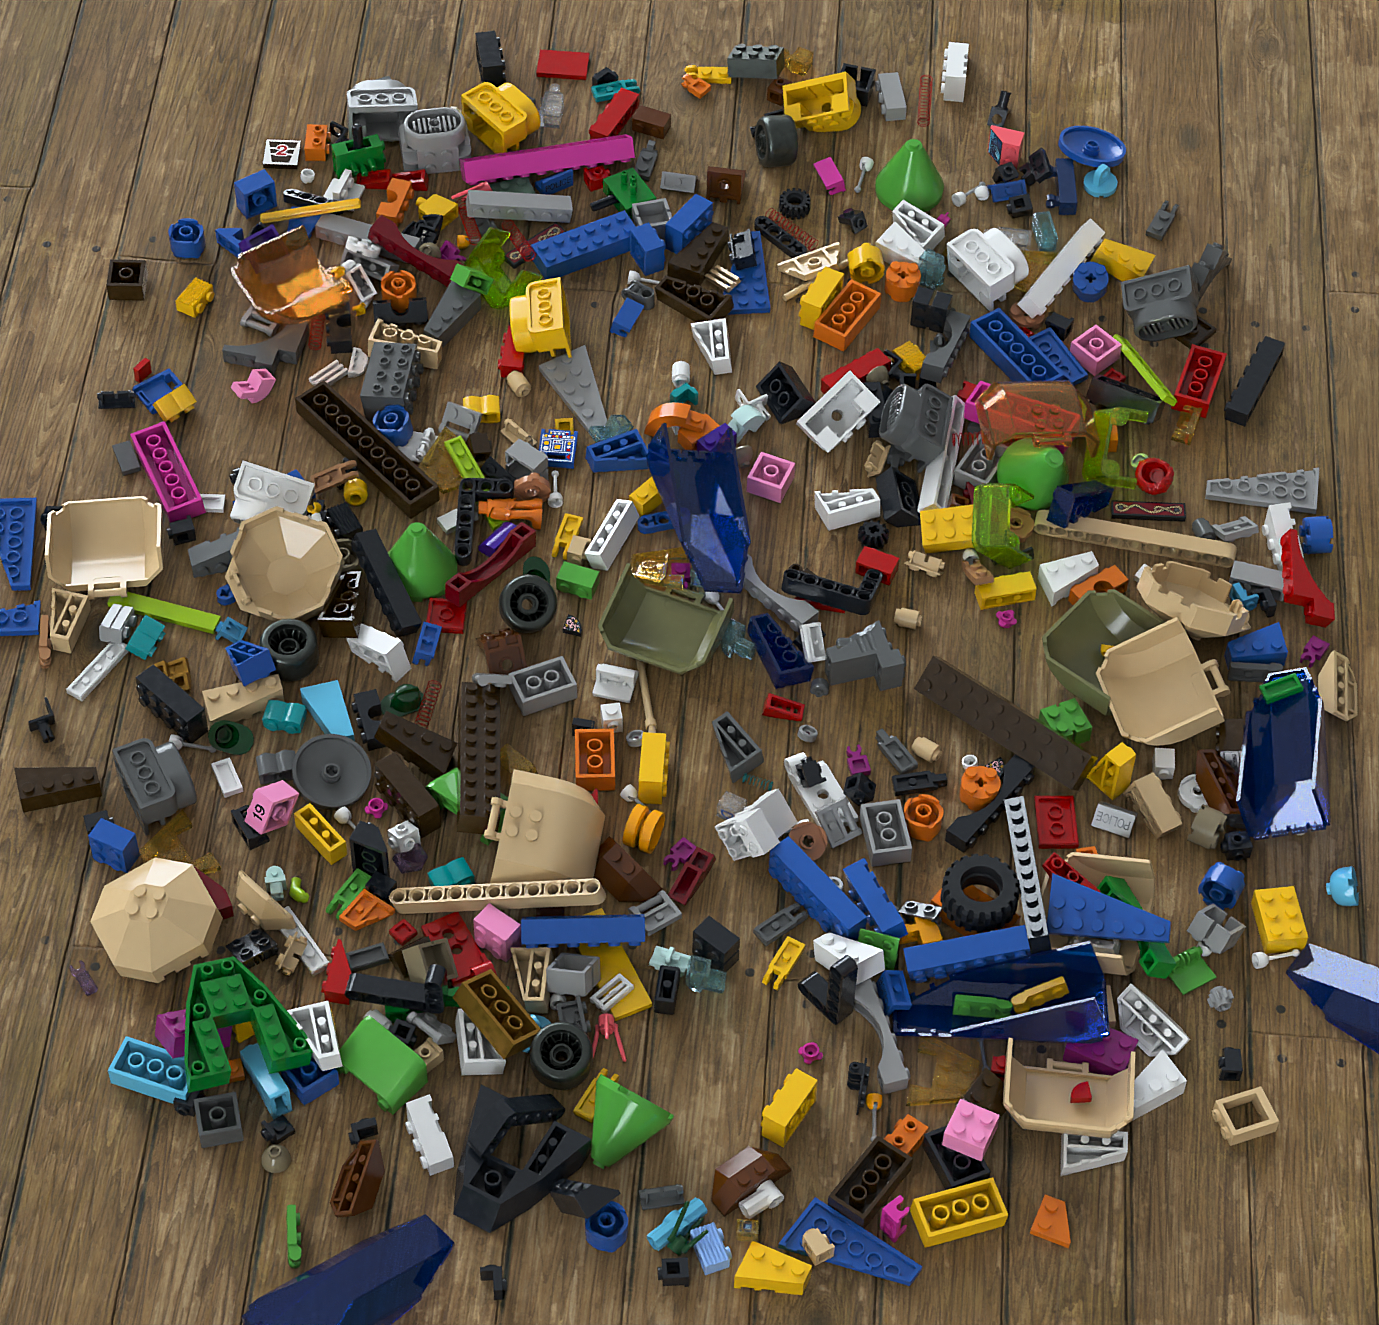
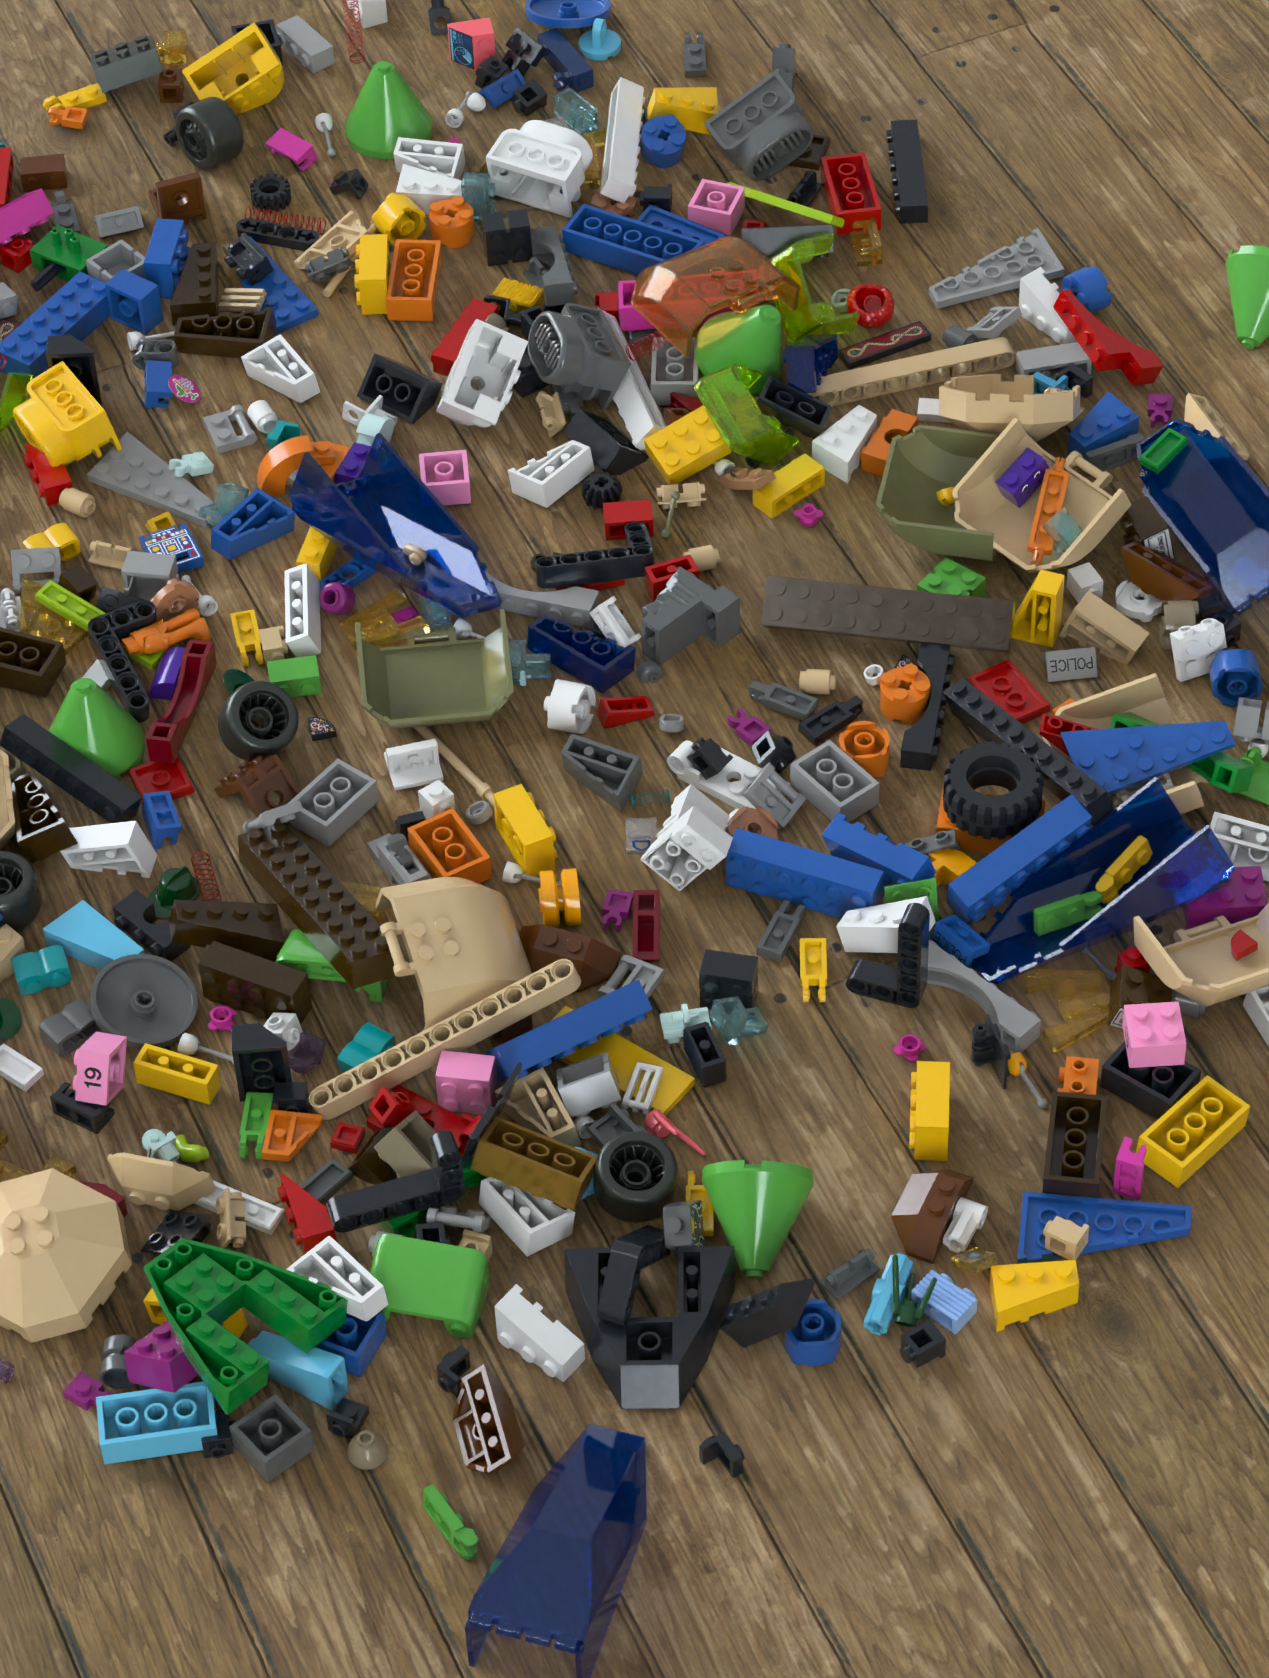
camera: 25 degrees left, 5 degrees down
(131, 1027) = (84, 1391): none -> magenta plate
(161, 1006) = (114, 1366): none -> dark grey wheel
(436, 927) = (391, 1107): none -> red brick
(499, 961) = (489, 1116): none -> black piece
(558, 752) = (397, 859): none -> light grey plate
(569, 1107) = (683, 1225): none -> dark grey torso
(572, 282) = (78, 359): none -> black slope
(612, 389) = (194, 464): none -> light aqua plate
(641, 329) = (184, 388): none -> sticker
(641, 535) = (337, 598): none -> magenta head
(648, 372) = (222, 432): none -> light grey plate
(712, 528) = (415, 553): none -> tan arm
(743, 689) = (570, 706): none -> white brick
(789, 277) = (337, 263): none -> dark grey hinge
(868, 617) = (658, 574): none -> red brick
(899, 586) = (666, 533): none -> olive hinge
(1043, 532) = (793, 407): none -> black slope
(1163, 716) = (1062, 530): none -> clear light blue brick
(1165, 663) = (1022, 477): none -> dark purple brick
(1166, 697) = (1049, 503): none -> orange plate
(1169, 364) = (806, 189): none -> black hinge
(1206, 850) = (1196, 648): none -> white plate

